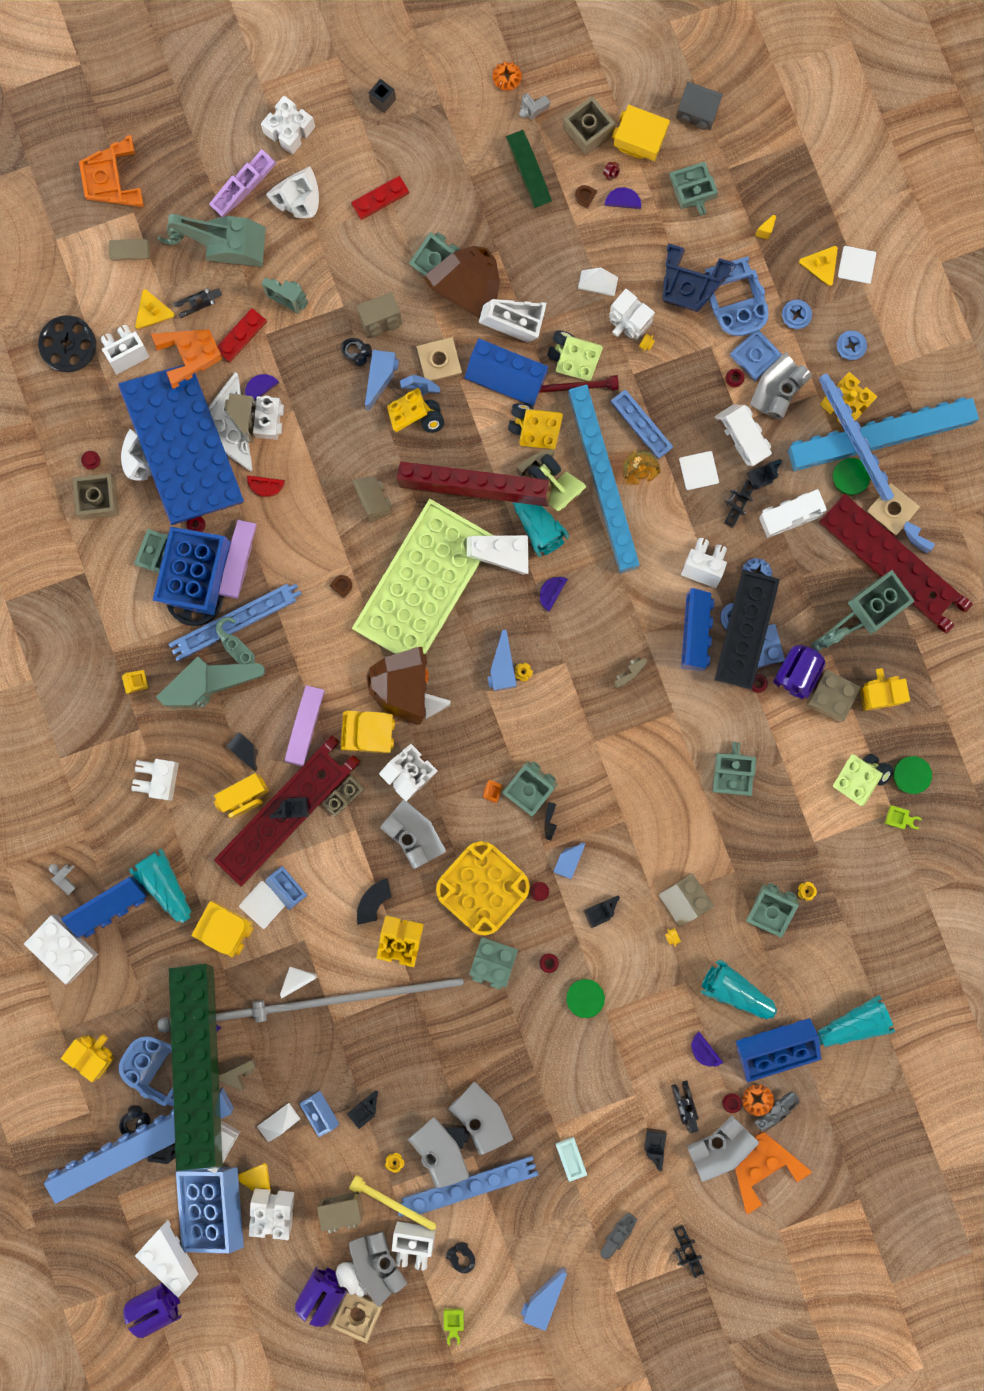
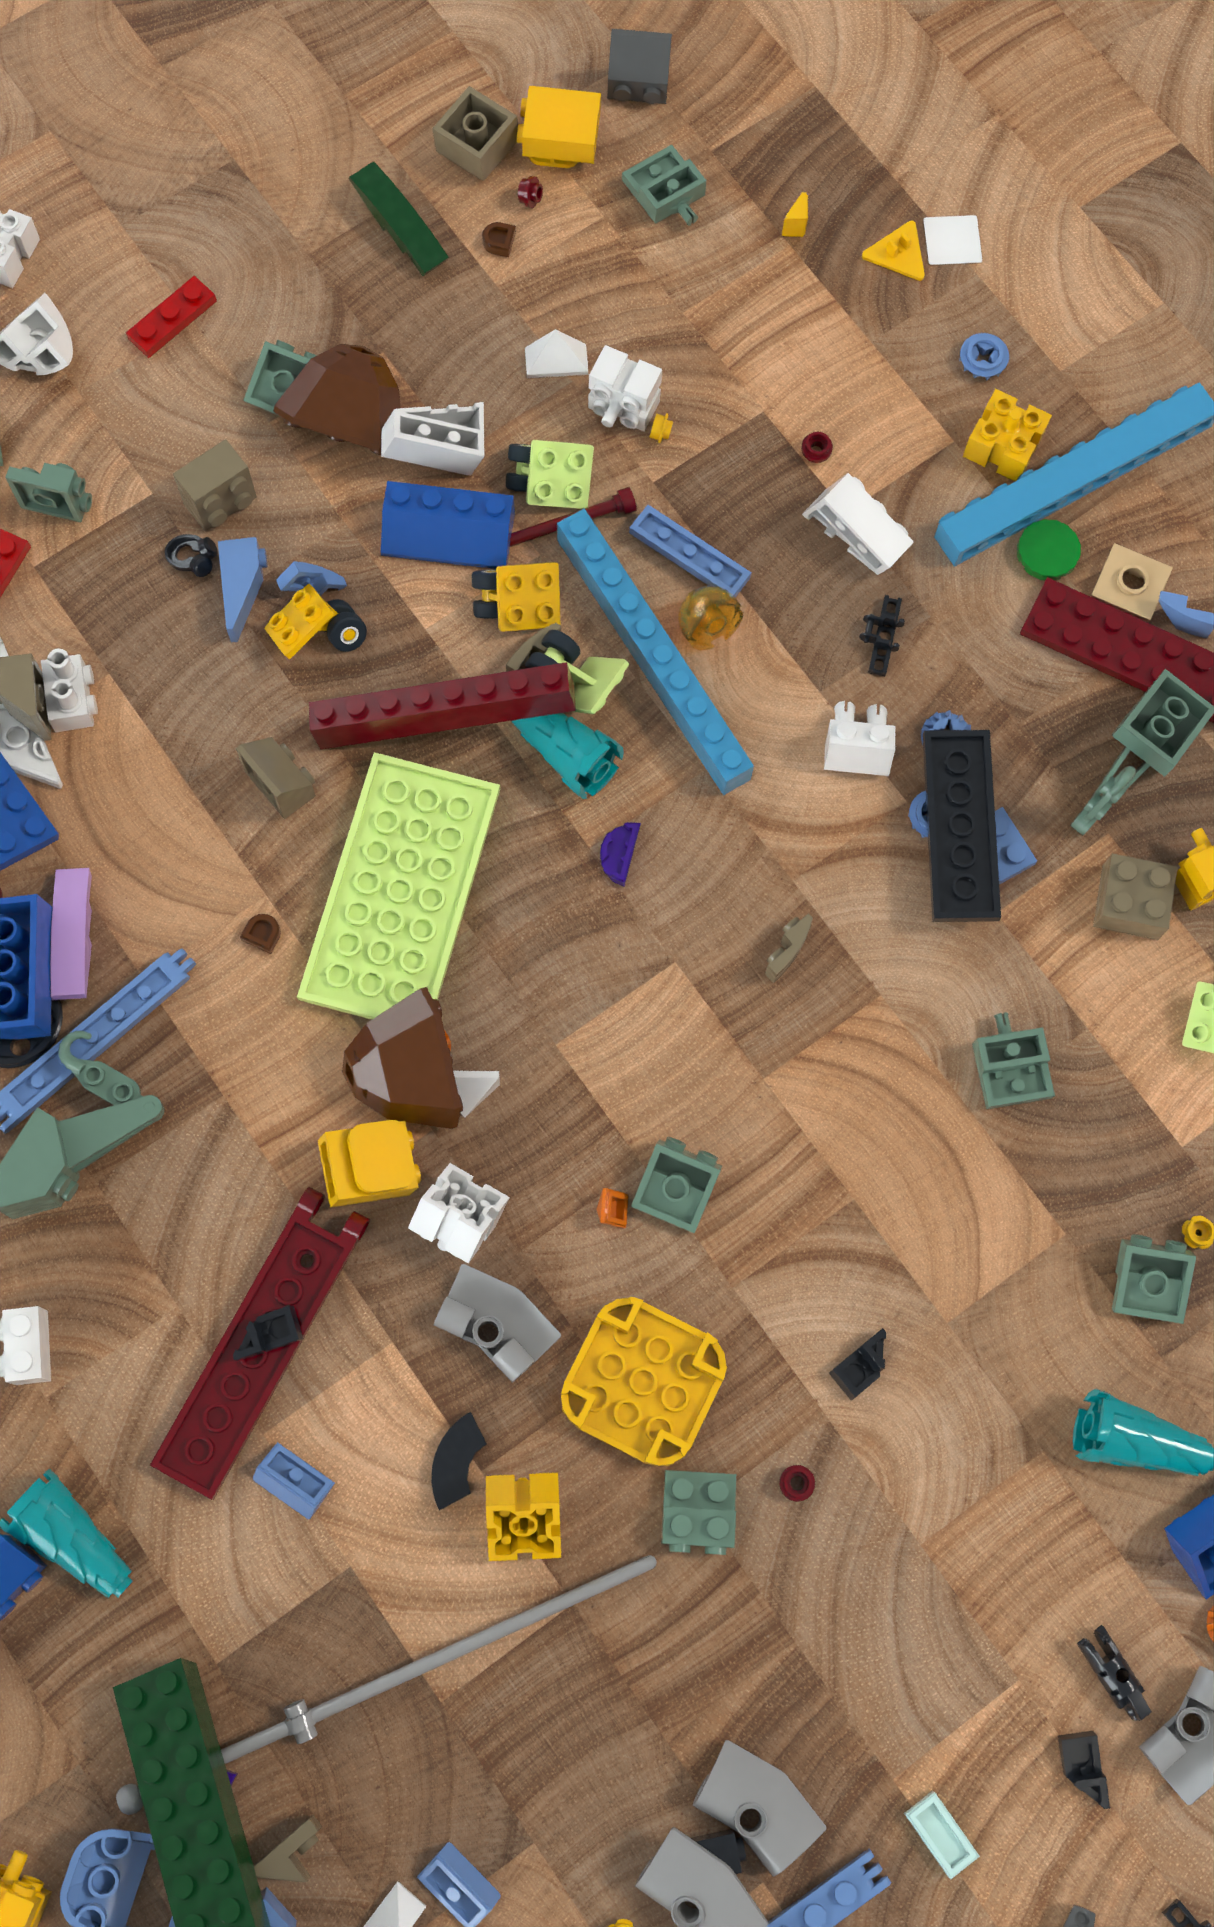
camera: 20 degrees left, 10 degrees down
(223, 929) = (197, 1587): yellow brick -> none
(241, 796) = (173, 1335): yellow brick -> none
(244, 750) = (159, 1255): black slope -> none
(260, 385) = (45, 640): dark purple tile -> none
(262, 905) = (258, 1524): white sticker -> none
(265, 486) = (90, 805): red tile -> none
(296, 979) = (352, 1643): white slope -> none
(304, 726) = (255, 1184): lavender slope -> none
(343, 796) = (355, 1288): dark tan slope -> none
(364, 1110) = (540, 1855): black slope -> none
(382, 95) = (136, 164): black brick -> none
(448, 369) = (332, 554): tan piece -> none
(501, 81) = (319, 105): orange gear -> none
(502, 551) = (516, 802): white wedge -> none
(502, 669) = (574, 1001): medium blue slope -> none
(528, 672) = (612, 1002): yellow plate -> none
(532, 108) = (380, 131): light grey piece -> none
(539, 891) = (743, 1360): dark red plate -> none
(549, 828) = (728, 1243): black slope -> none
(568, 860) = (779, 1292): medium blue slope -> none
(585, 998) = (879, 1528): green tile -> none
(623, 198) = (561, 228): dark purple tile -> none
(672, 937) = (998, 1375): yellow plate -> none
(686, 900) = (1001, 1303): dark tan slope -> none
(691, 288) = (704, 329): dark blue wing -> none
(696, 630) = (878, 849): blue slope -> none
(699, 470) = (803, 602): white sticker -> none
(703, 1051) = (1114, 1565): dark purple tile -> none
(731, 1103) = (1192, 1644): dark red plate -> none
(747, 315) = (797, 355): medium blue slope -> none
(755, 355) = (839, 406): medium blue tile -> none
(764, 475) = (911, 581): black slope -> none
(764, 683) = (1014, 907): dark red plate -> none
(769, 394) = (879, 456): light grey panel -> none
(792, 513) = (977, 625): white wedge -> none
(800, 671) = (1070, 869): dark purple cylinder -> none
(805, 314) = (874, 322): medium blue gear -> none
(859, 443) = (1041, 482): medium blue hinge -> none

